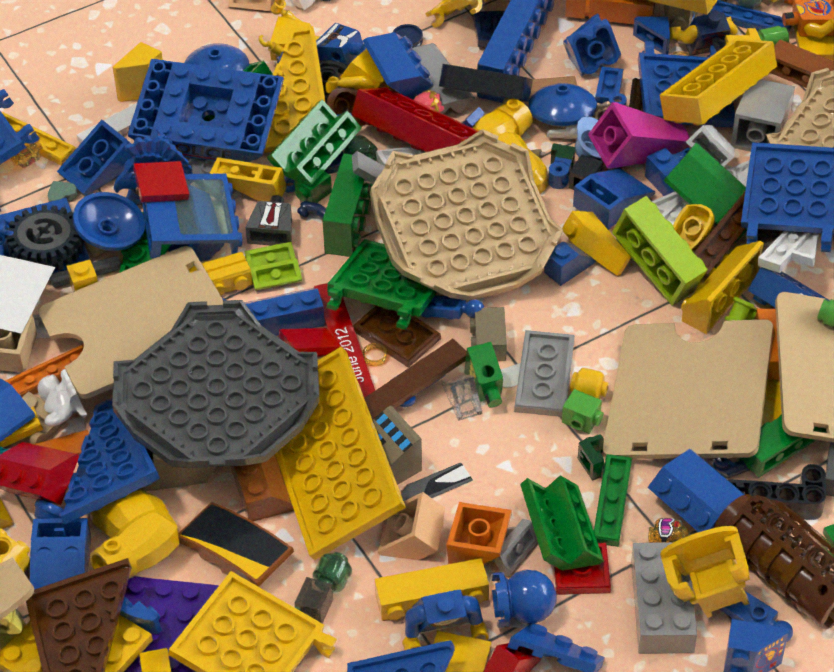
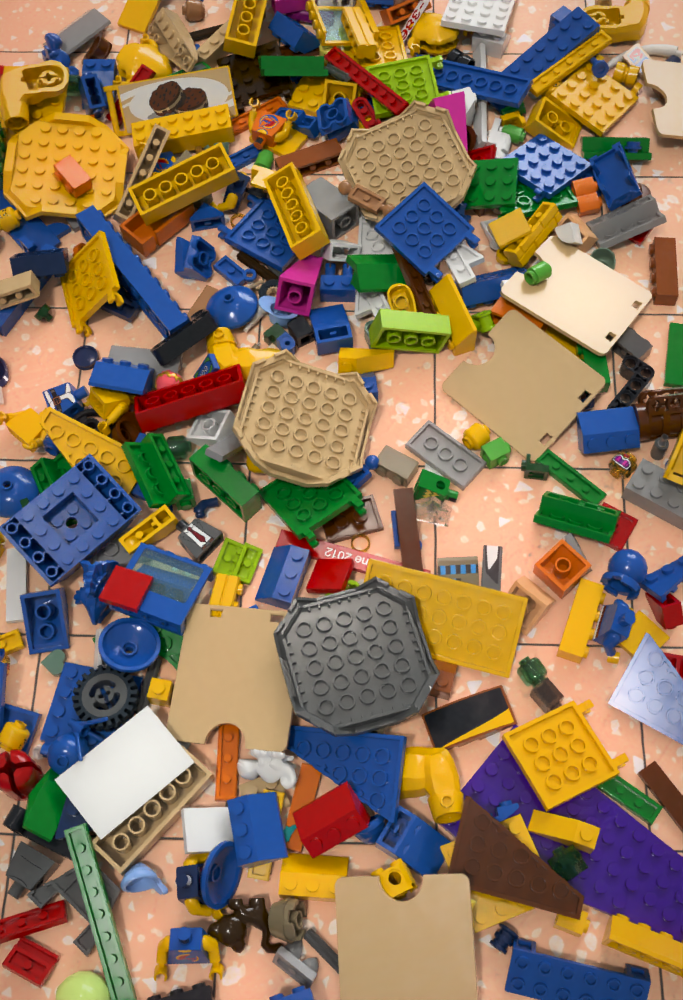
camera: 55 degrees left, 15 degrees up
(786, 119) = (365, 198): none -> medium nougat plate

